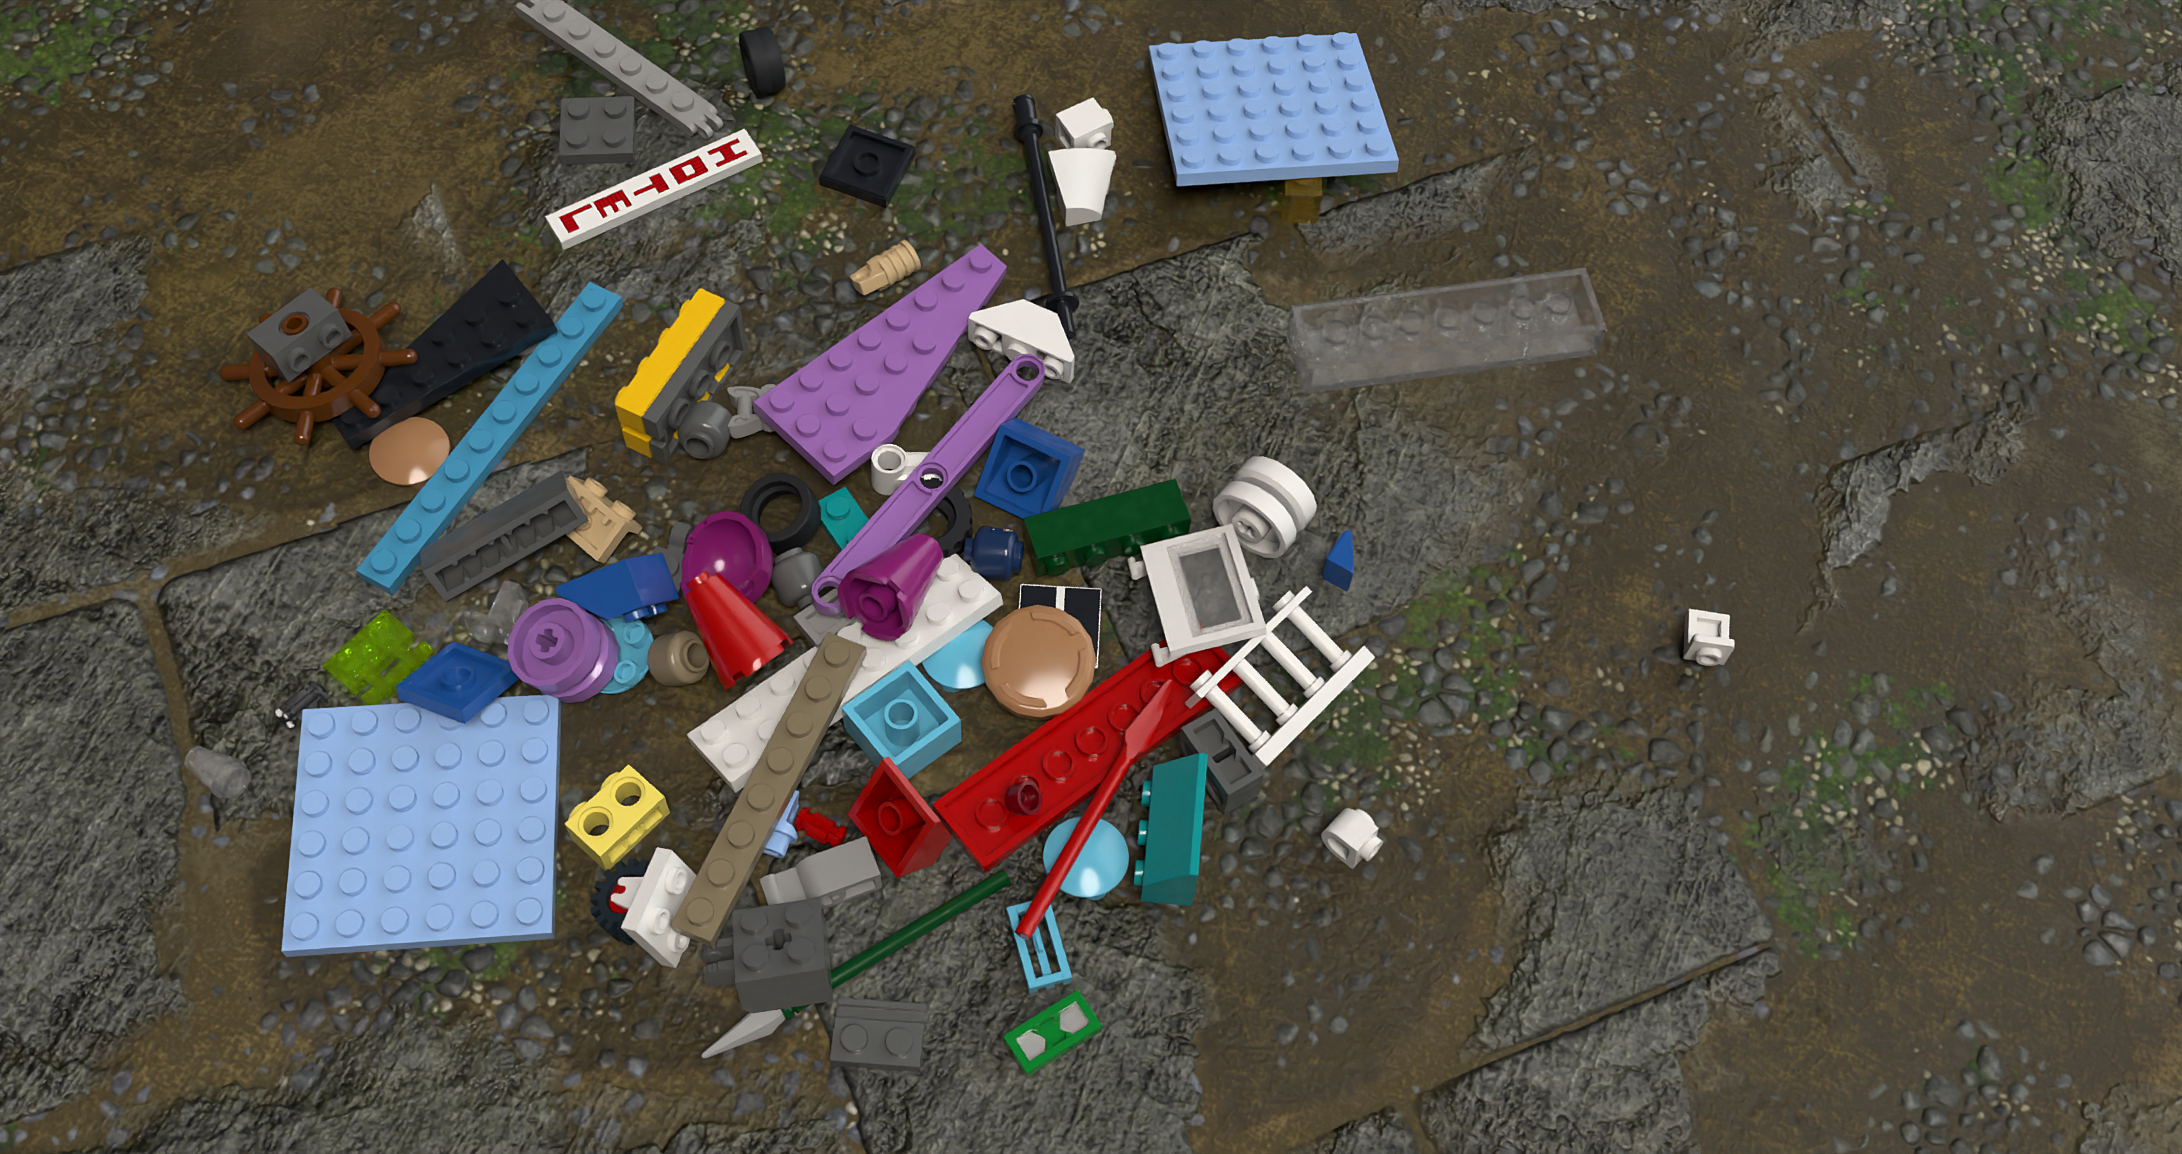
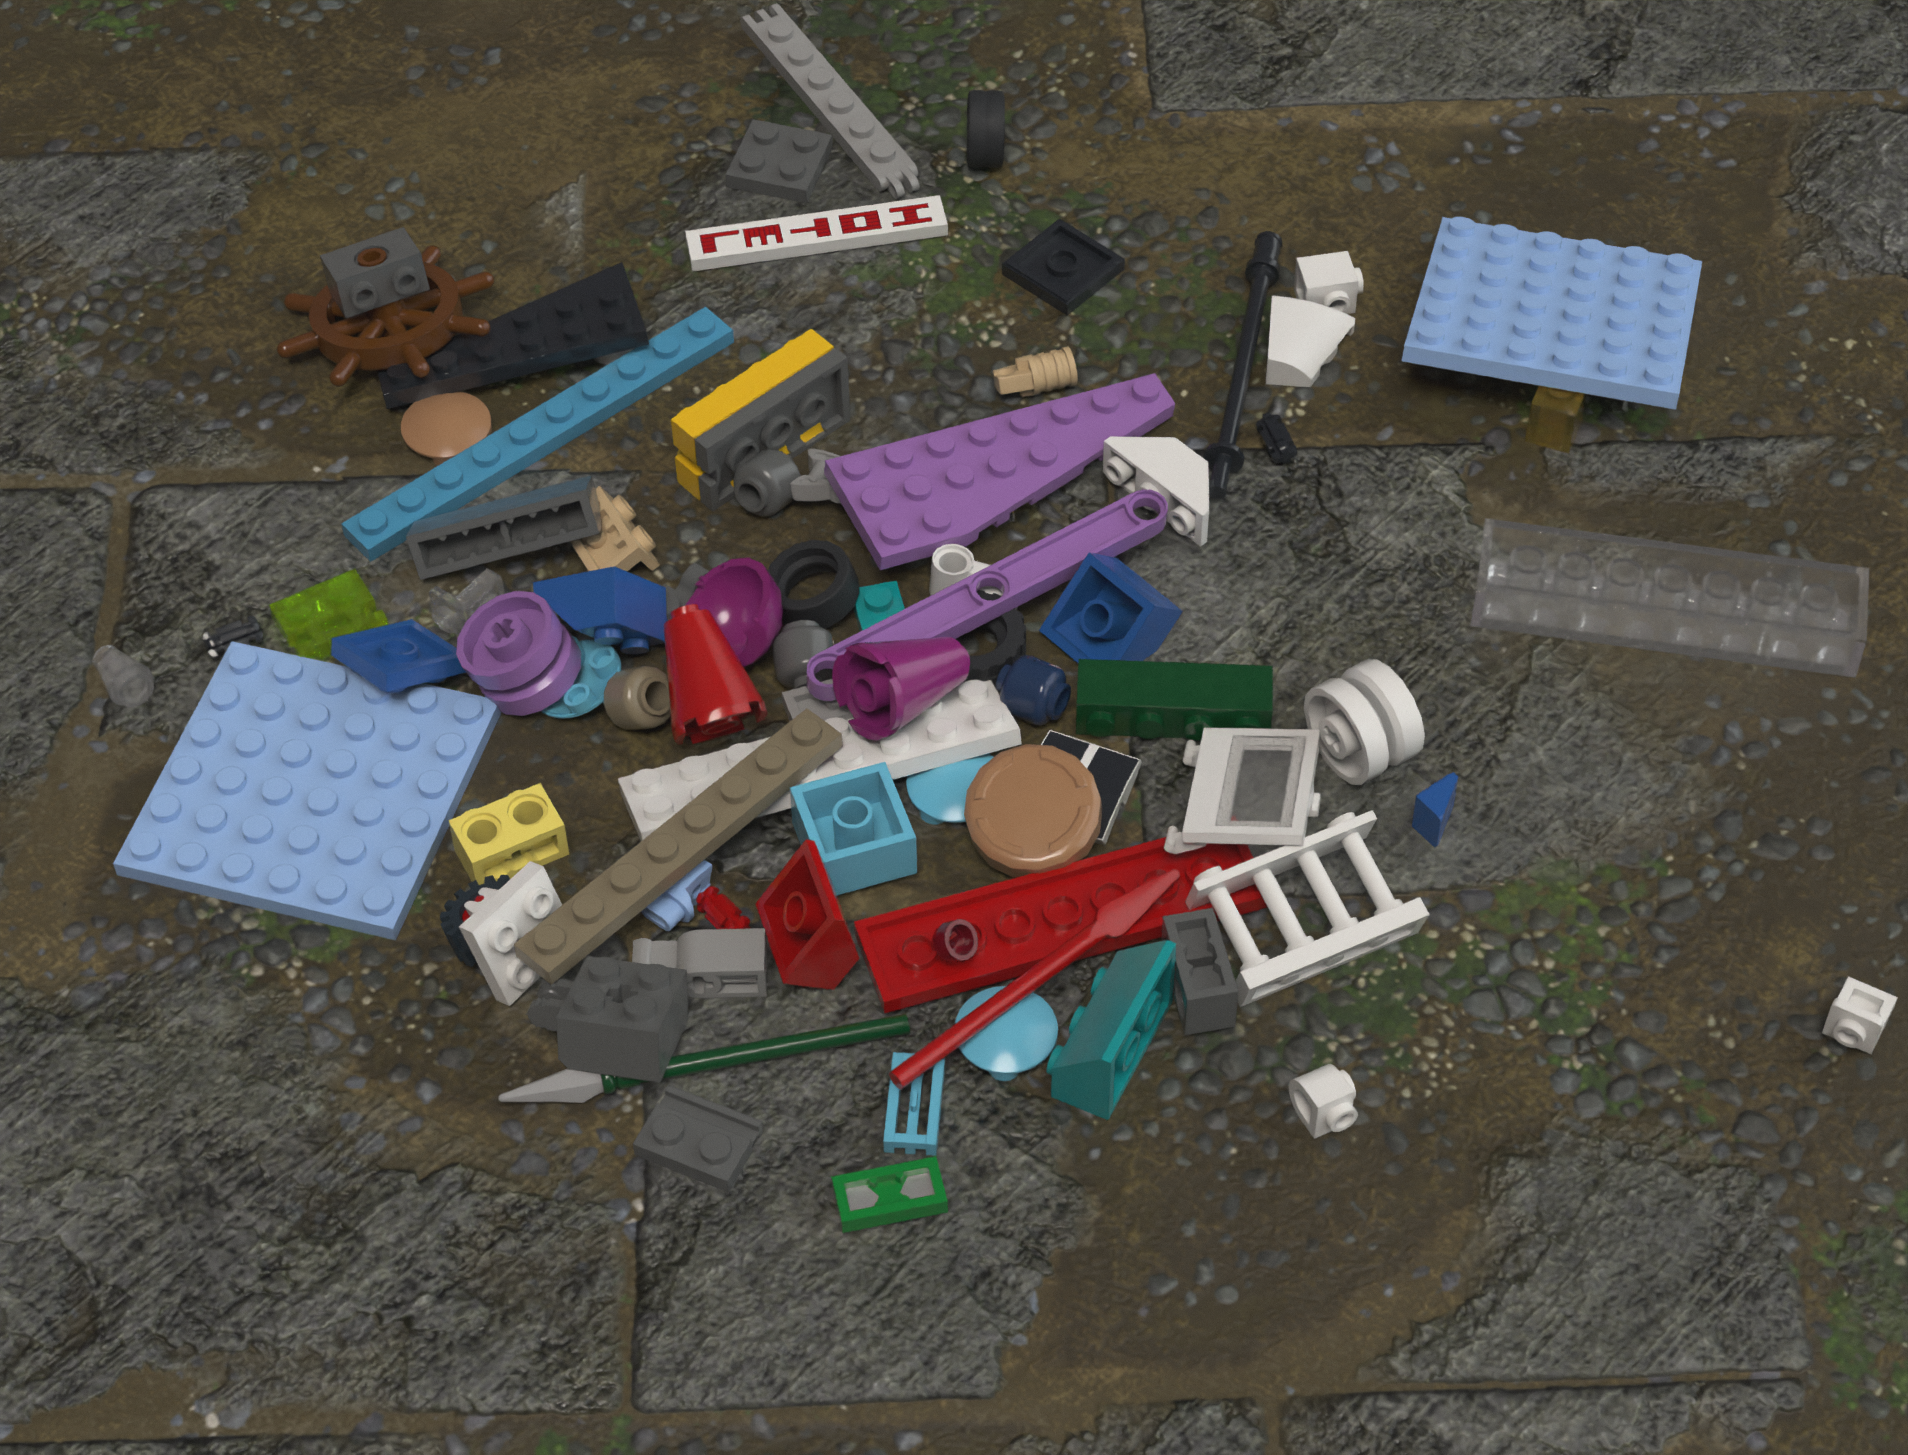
camera: 25 degrees right, 10 degrees down
(1095, 273) = (1276, 438): none -> black piece

